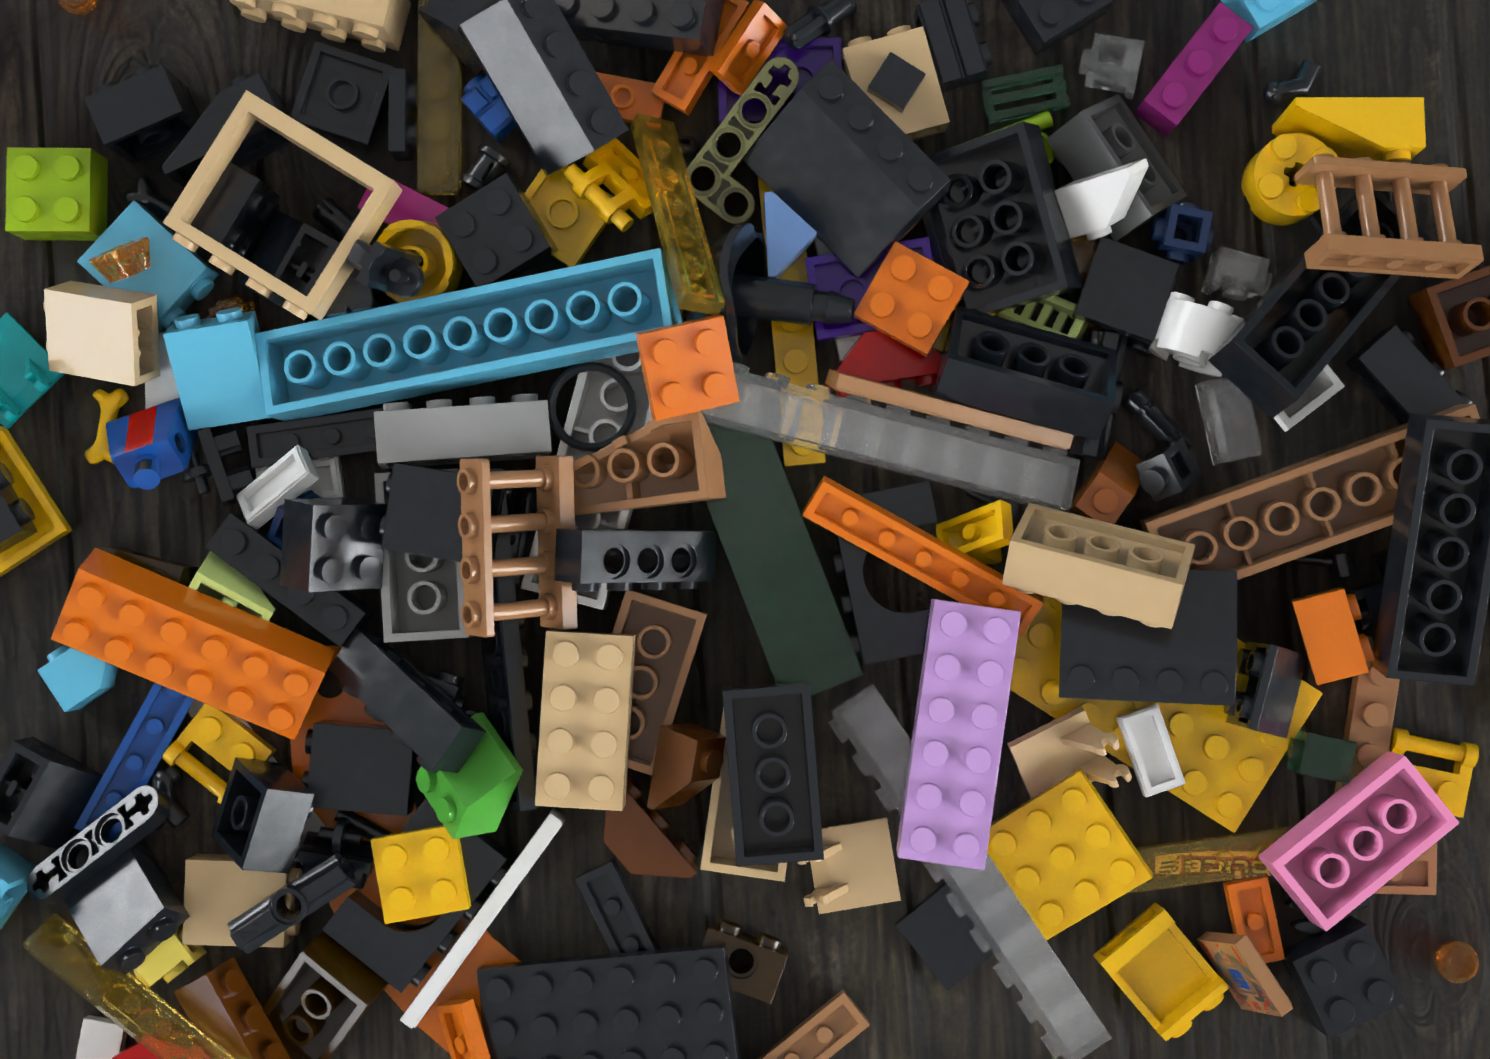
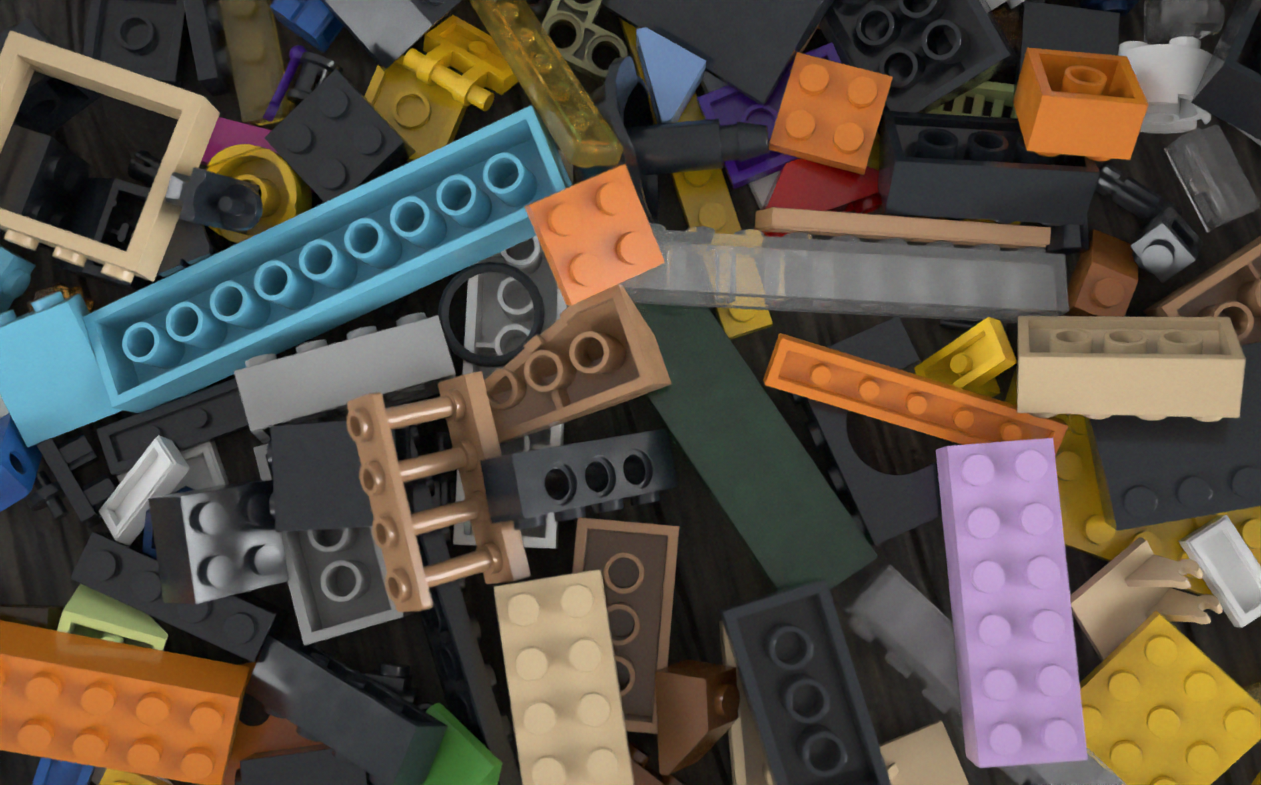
camera: 10 degrees left, 5 degrees down
(474, 141) = (295, 55): none -> dark purple hinge
(1114, 340) = (1079, 104): none -> orange brick

